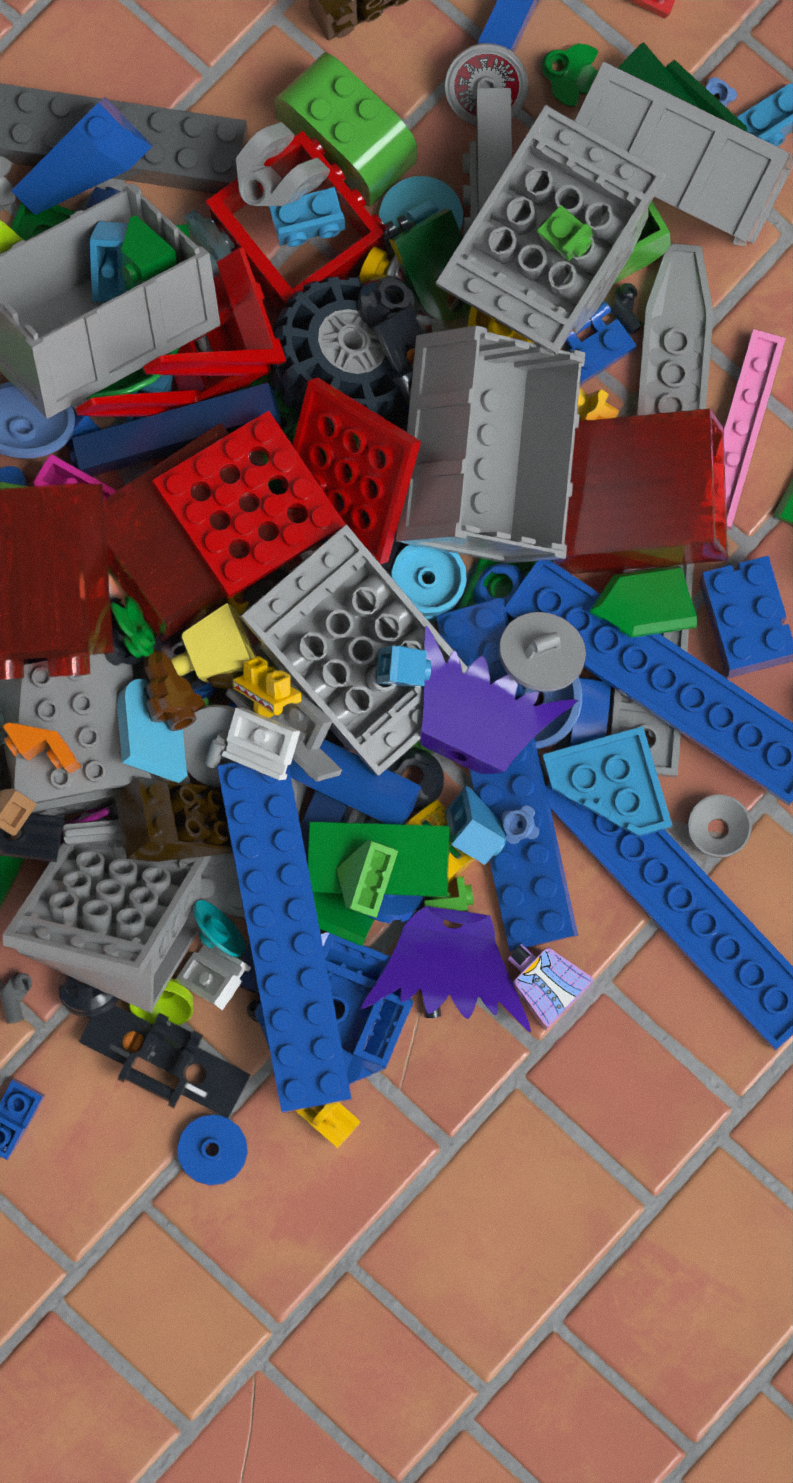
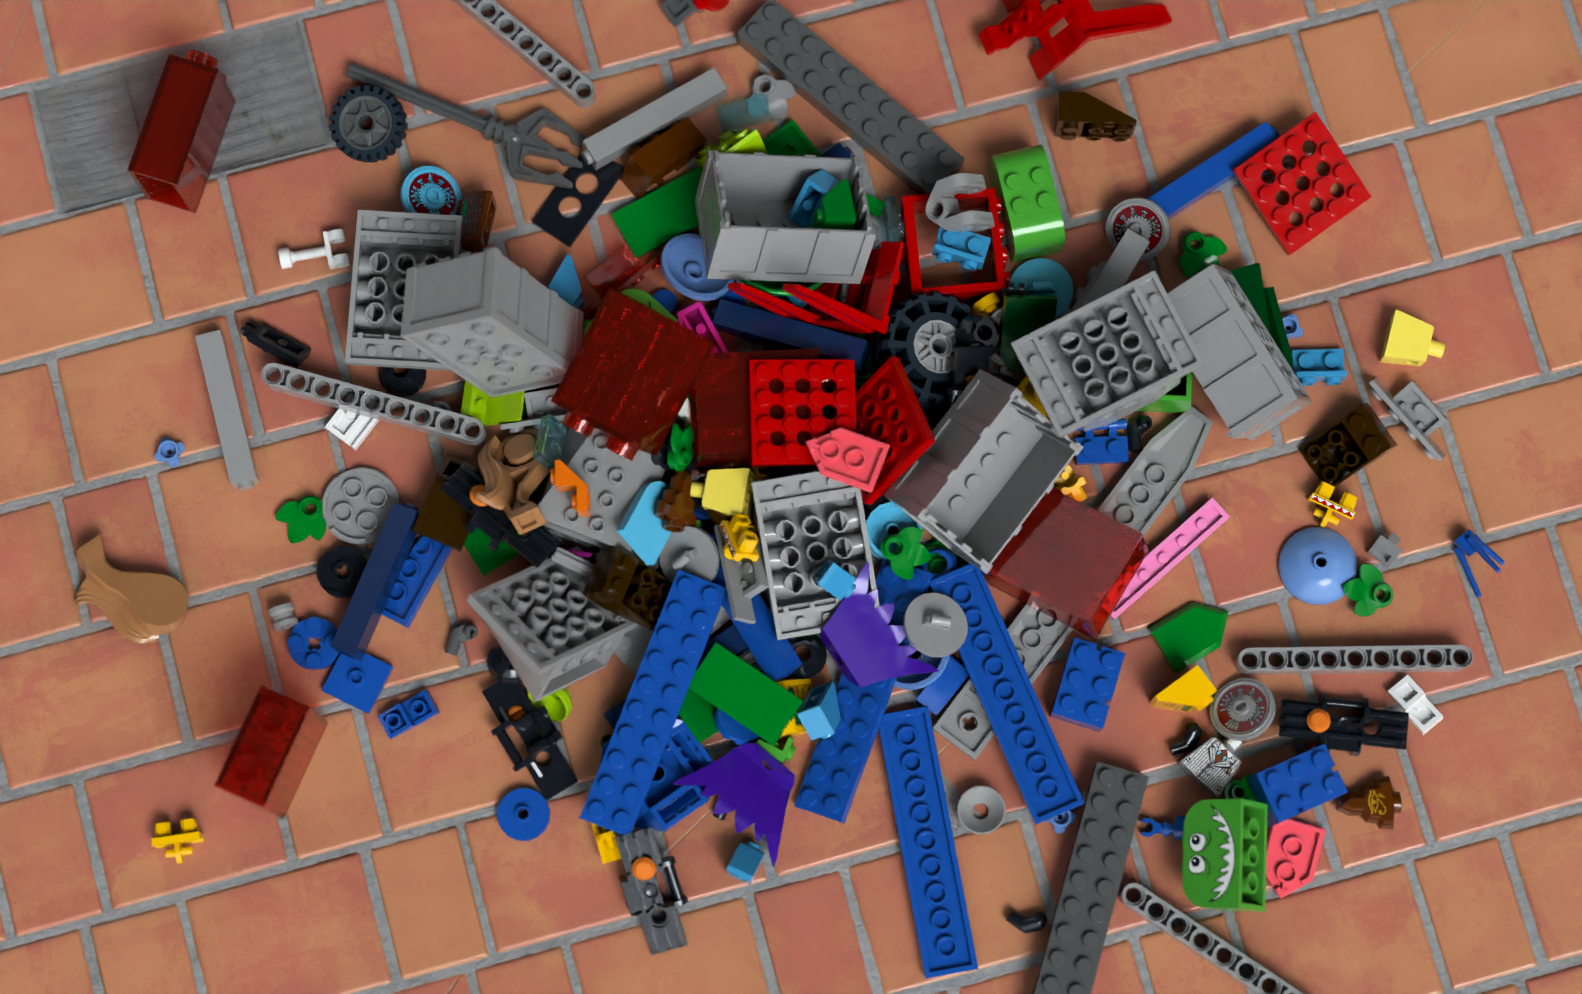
camera: 30 degrees right, 0 degrees up
(88, 155) = (845, 120): blue wedge -> none
(213, 975) = (593, 702): white plate -> none
(218, 929) = (614, 675): teal dish -> none
(261, 743) = (713, 572): white plate -> none
(333, 521) = (849, 457): none -> coral tile
(366, 876) = (728, 701): bright green slope -> none
(402, 1151) = (642, 892): none -> black piece
(462, 591) = (908, 554): none -> green plate
(496, 1047) = (745, 862): none -> dark azure slope
(510, 822) = (843, 728): medium blue plate -> none
(548, 983) = (805, 842): torso -> none
(566, 234) = (1114, 363): bright green bracket -> none
(612, 780) = (929, 736): dark azure plate -> none
(647, 602) = (1025, 634): green tile -> none

